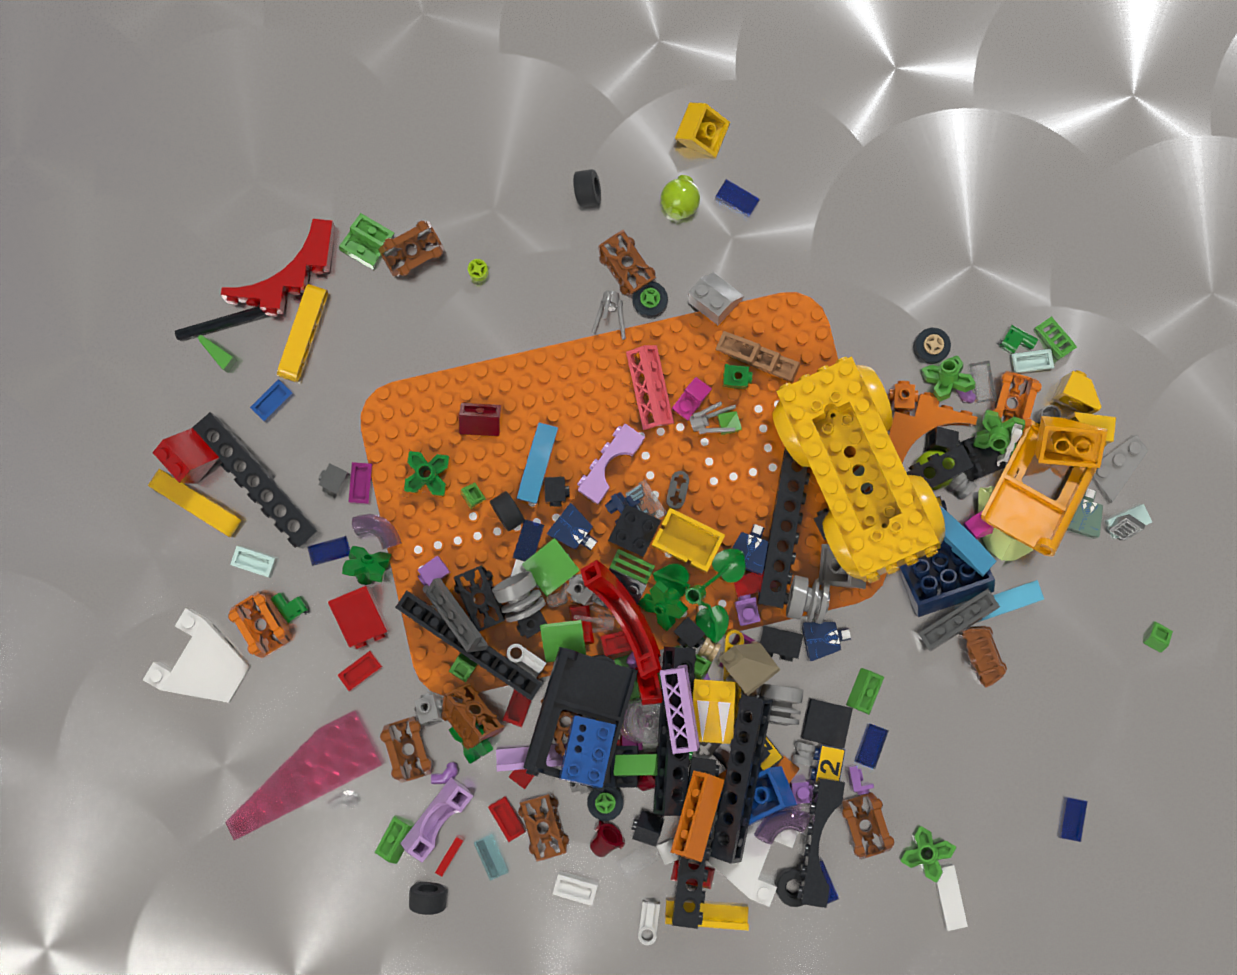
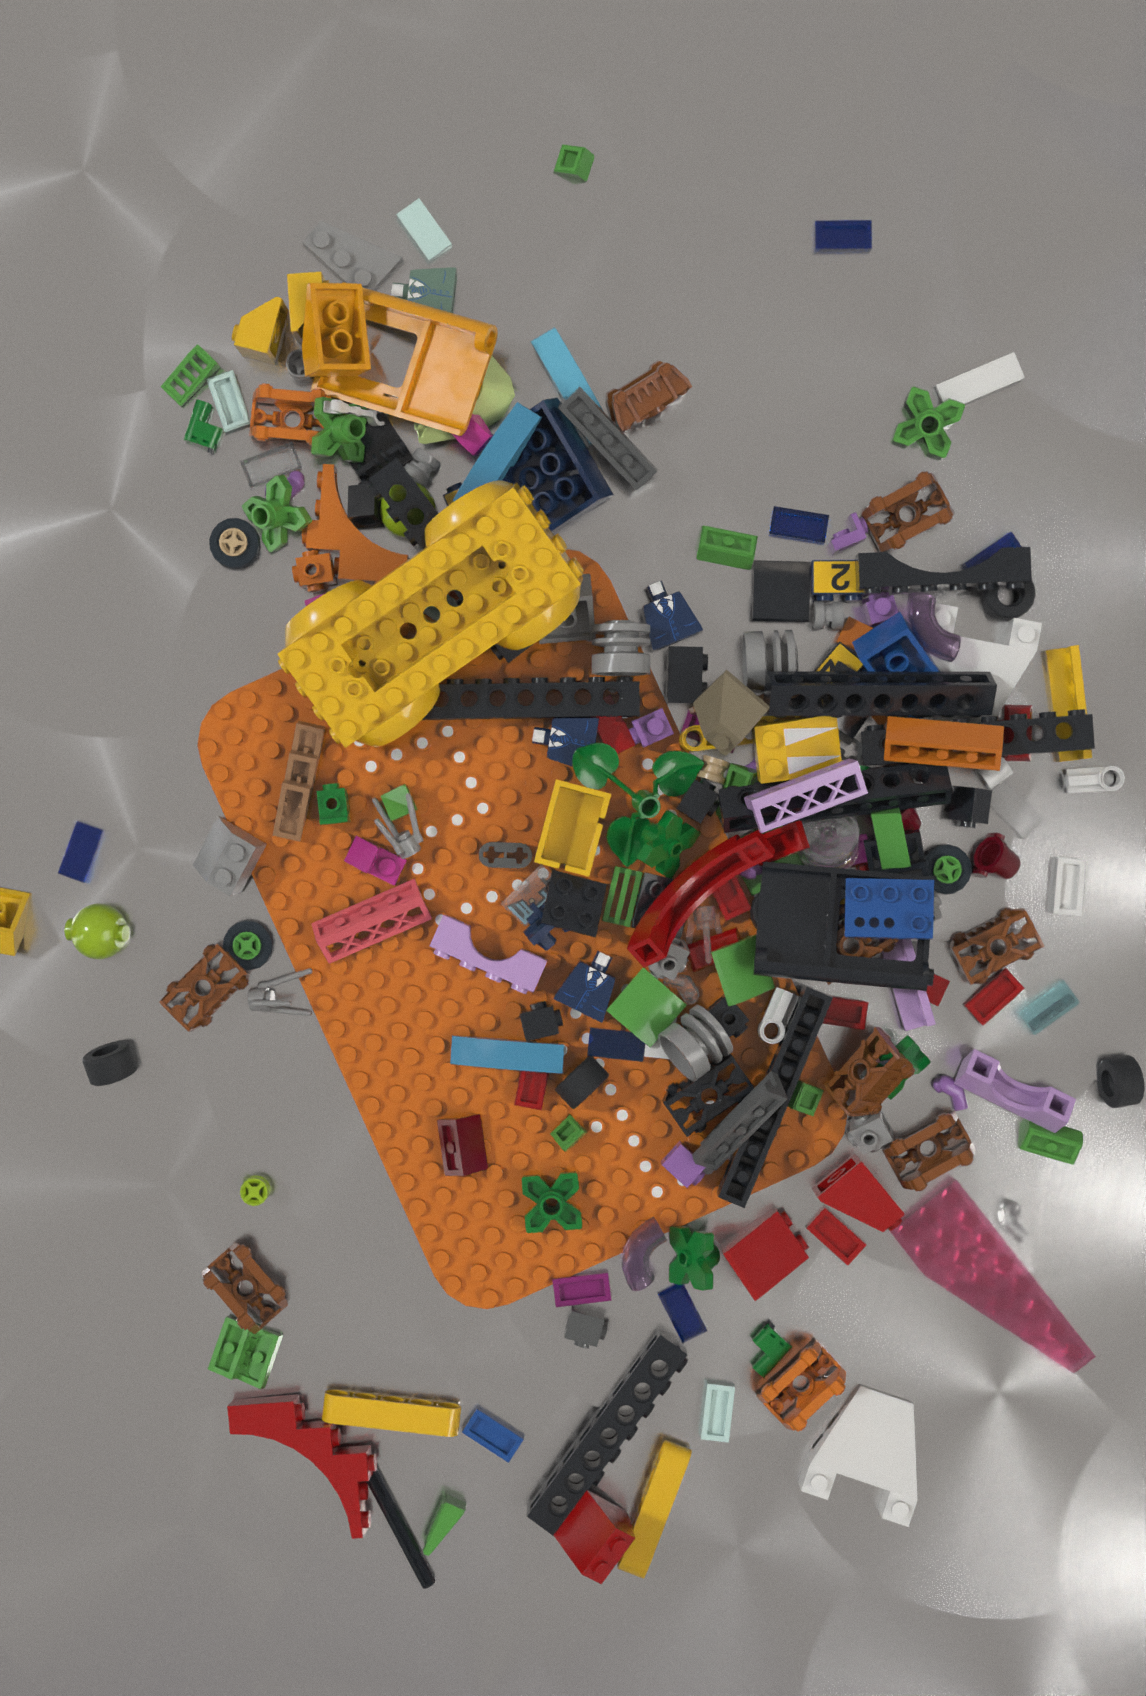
camera: 100 degrees left, 5 degrees up
(385, 692) = (859, 1195): none -> red slope
(449, 855) = (1058, 1063): red tile -> none
(509, 475) = (531, 1089): none -> red tile
(1126, 527) = (434, 233): slope -> none

